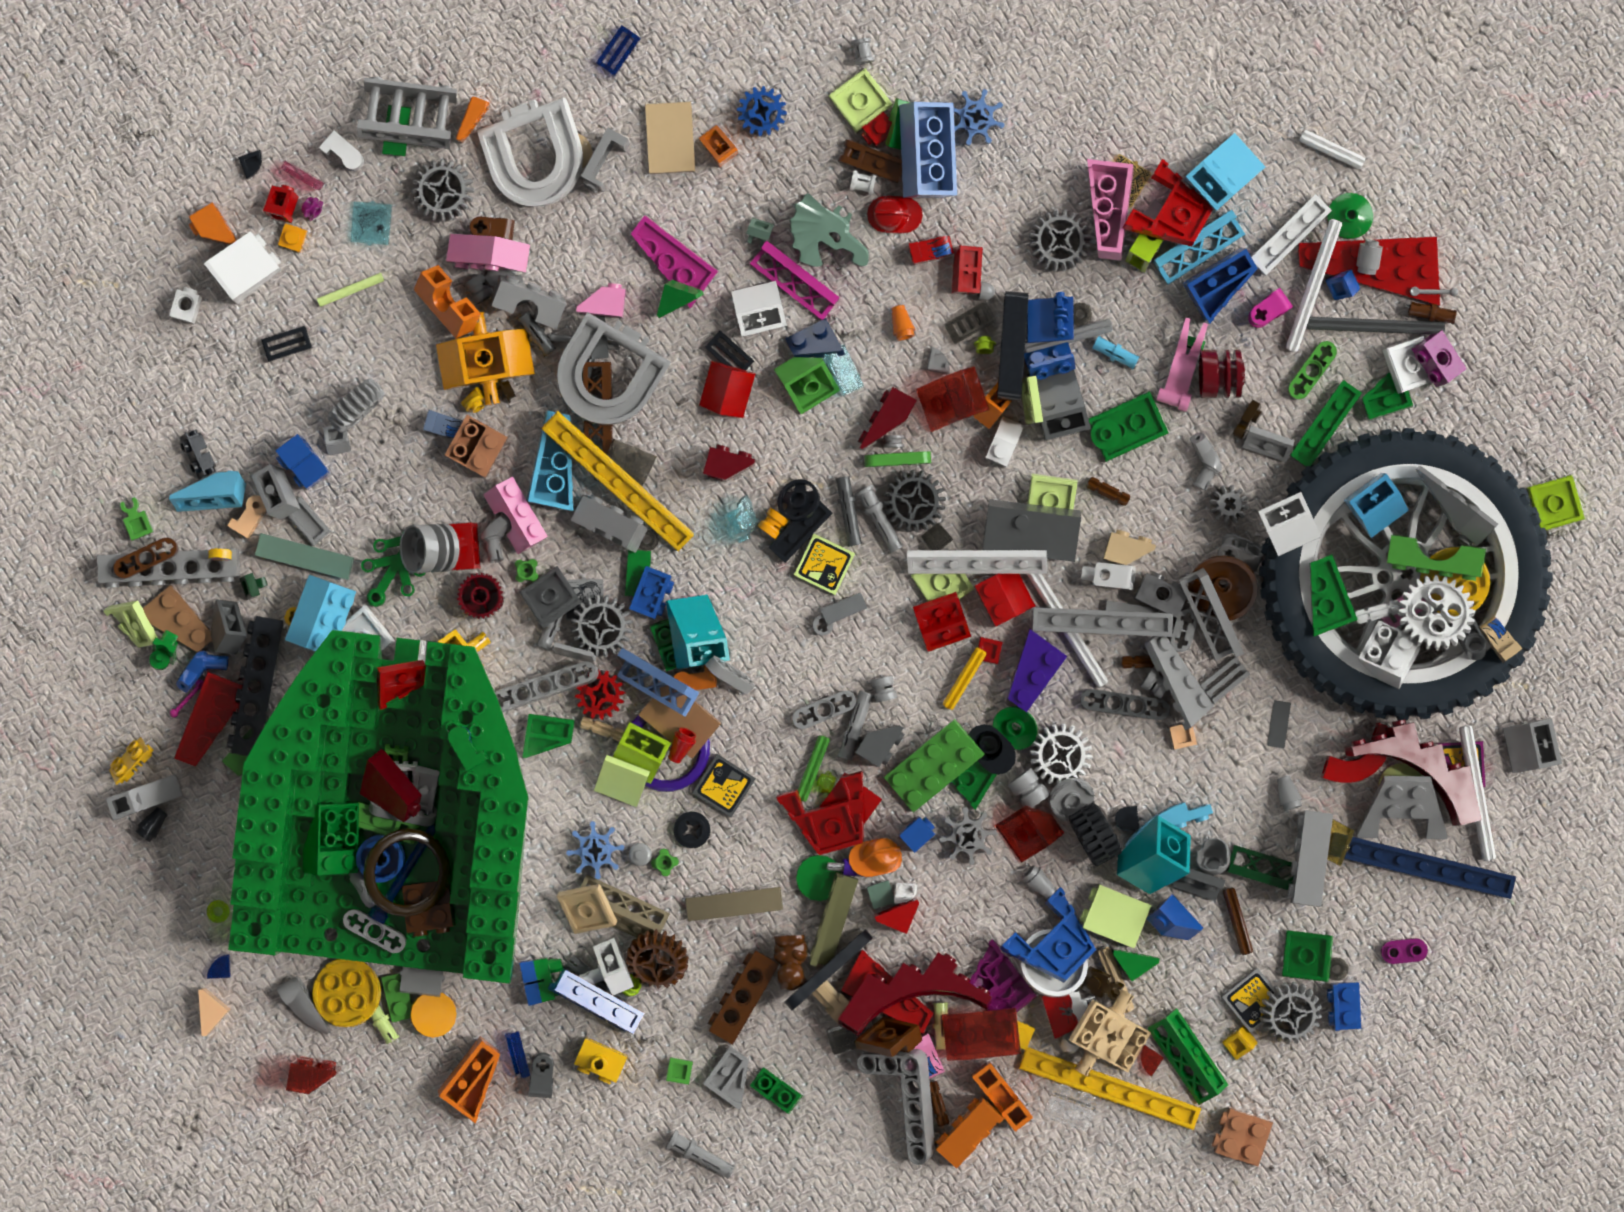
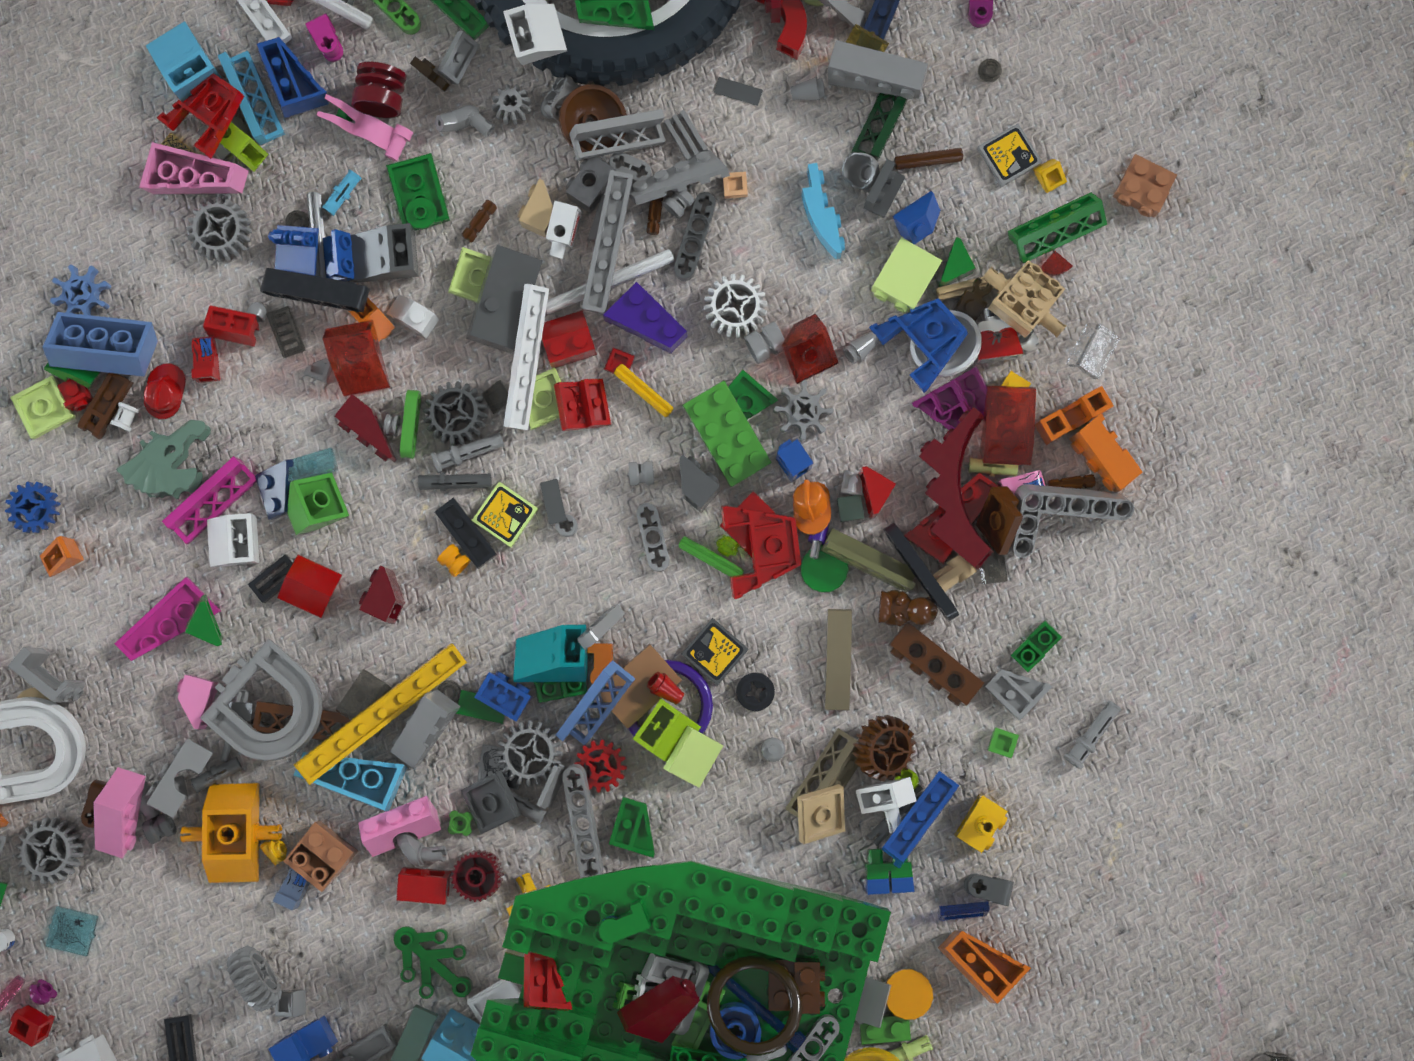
camera: 70 degrees left, 5 degrees down
(292, 237) = (71, 1017): light orange plate -> none
(351, 289) = (136, 964): yellowish green bar -> none
(429, 548) = (416, 923): light grey wheel -> none
(434, 290) = (148, 875): orange arch -> none
(506, 390) = (270, 815): dark brown plate -> none
(584, 851) = (760, 807): medium blue gear -> none
(601, 728) = (636, 769): tan axle -> none
(658, 862) = (778, 725): bright green plate -> none
(670, 137) = (43, 605): tan tile -> none
(740, 521) = (445, 592): clear light blue head -> none
(759, 229) = (152, 528): sand green tile -> none
(799, 500) = (434, 529): black wheel -> none
(855, 725) = (674, 508): light grey pin -> none
(902, 324) = (274, 399): orange cone -> none
(984, 345) = (311, 320): lime plate -> none
(998, 751) = (724, 365): black piece -> none
(1021, 736) = (710, 351): green dish -> none
(1031, 401) = (375, 278): yellowish green tile -> none
(1070, 797) = (782, 301): light grey tile -> none
(1095, 834) = (821, 280): black tyre -> none
(1110, 1088) = (1079, 308): yellow tile -> none
(1127, 818) = (809, 251): black tile -> none
(1155, 856) = (853, 223): teal slope -> none
(1296, 1030) = (1021, 125): light grey gear -> none
(1307, 956) = (973, 95): green plate -> none
(1345, 1006) = (1027, 68): blue bracket -> none

